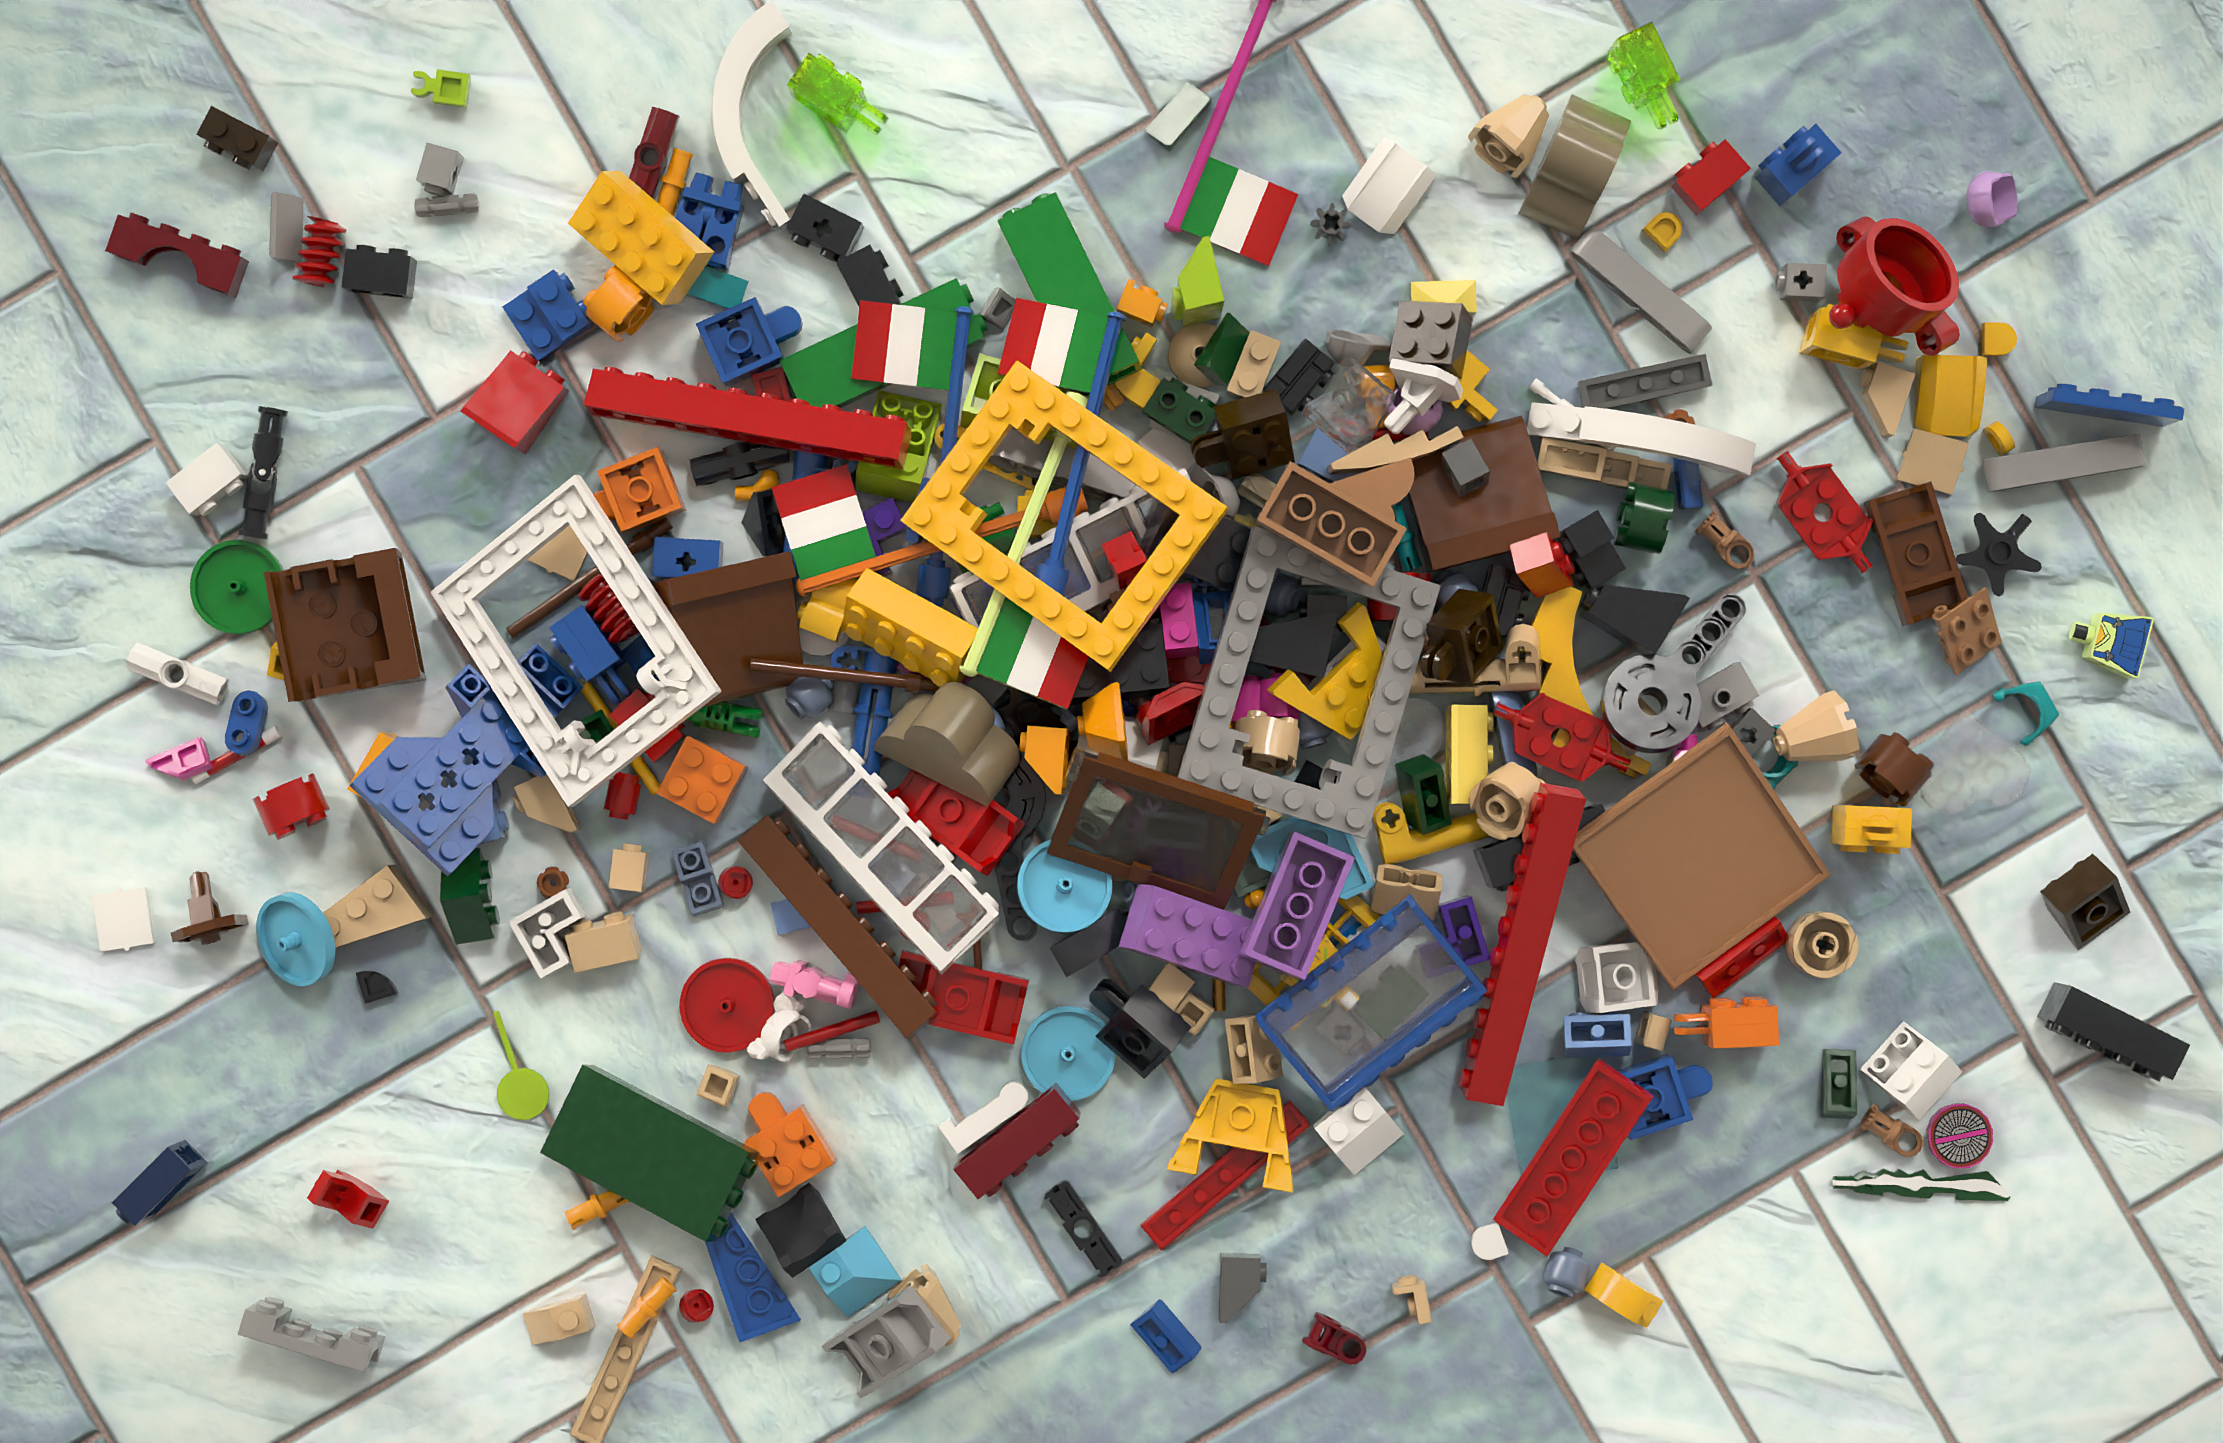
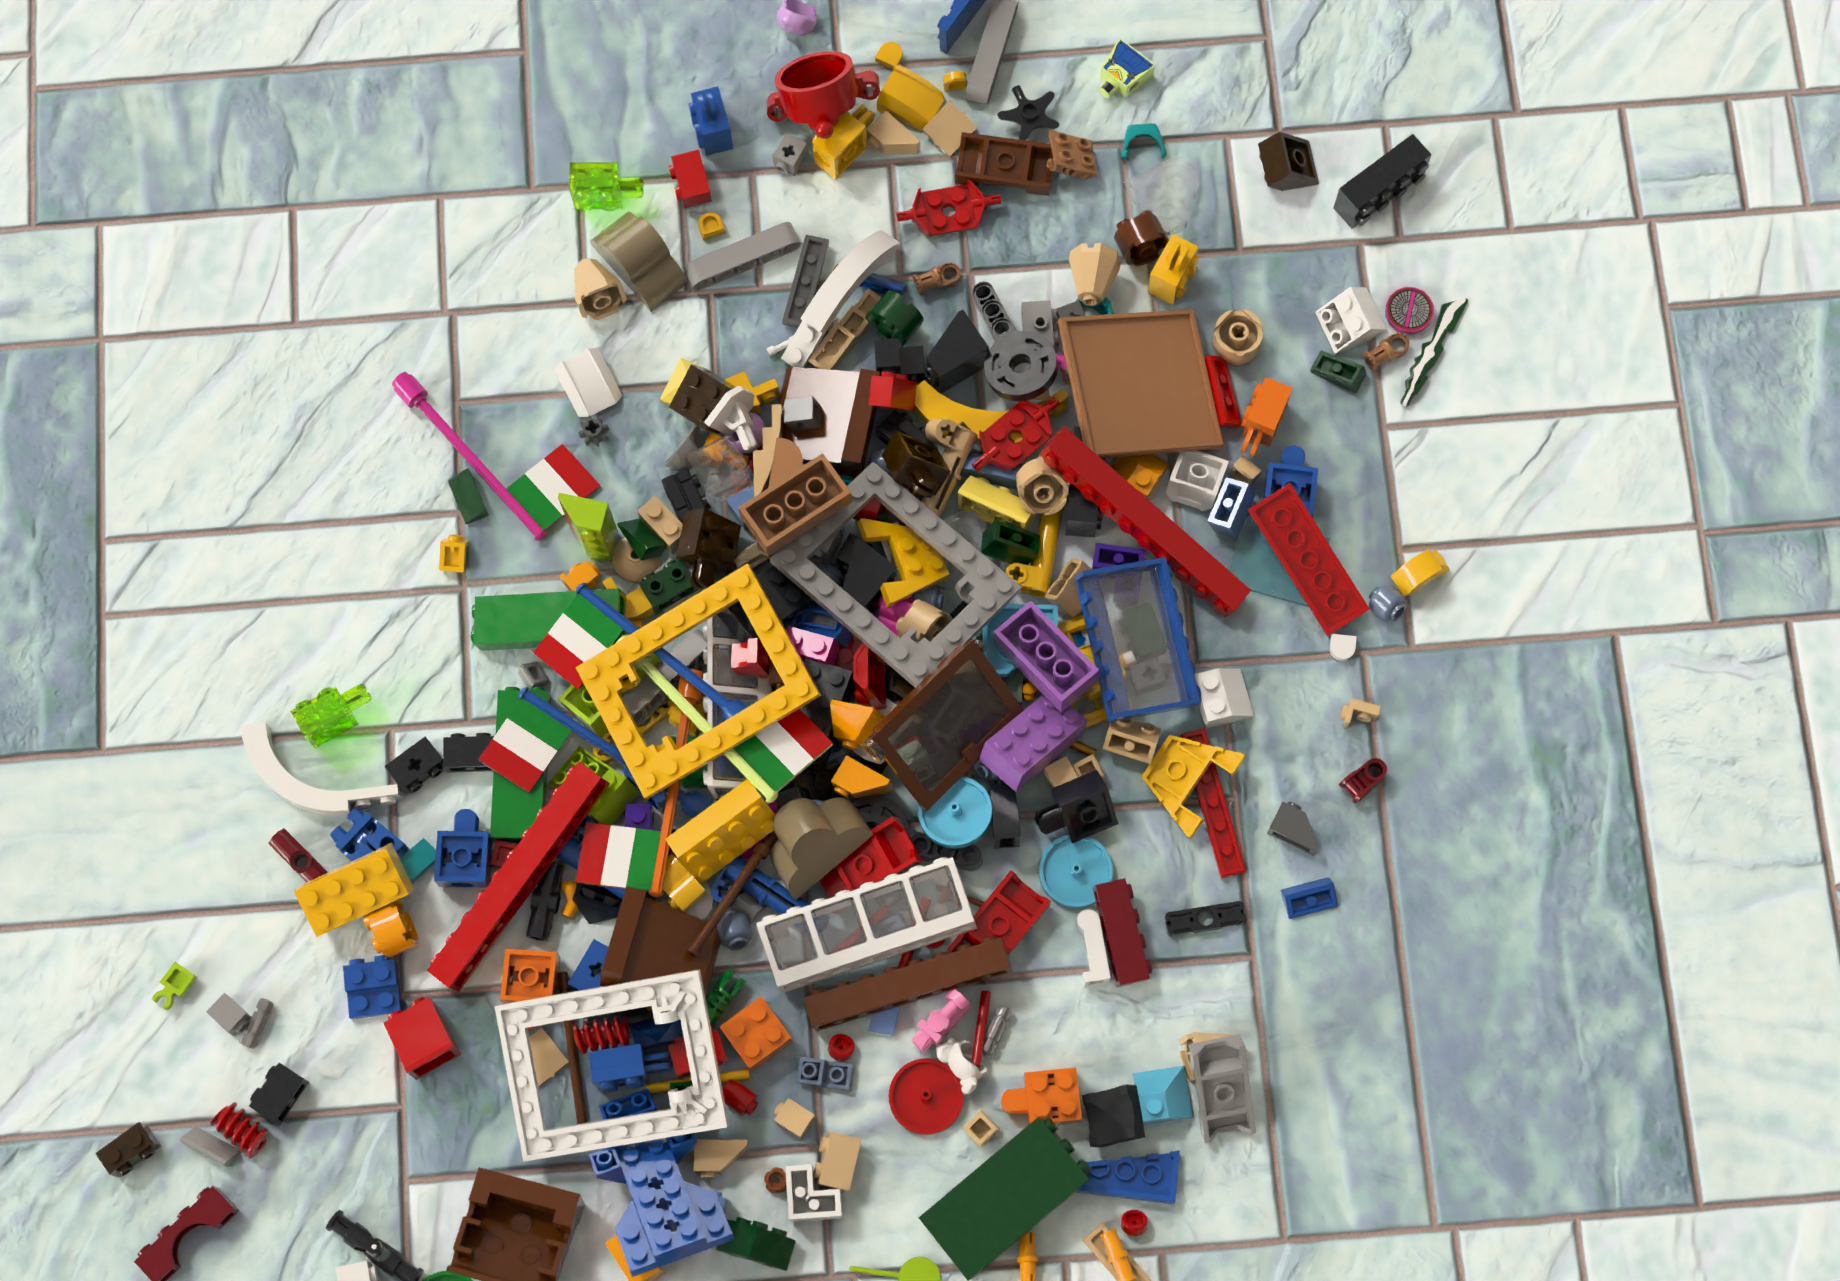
camera: 65 degrees left, 15 degrees down
(674, 180) = (324, 852): light orange pin -> none
(1100, 136) = (453, 553): none -> yellow bracket
(1584, 905) = (1141, 471): none -> light orange slope

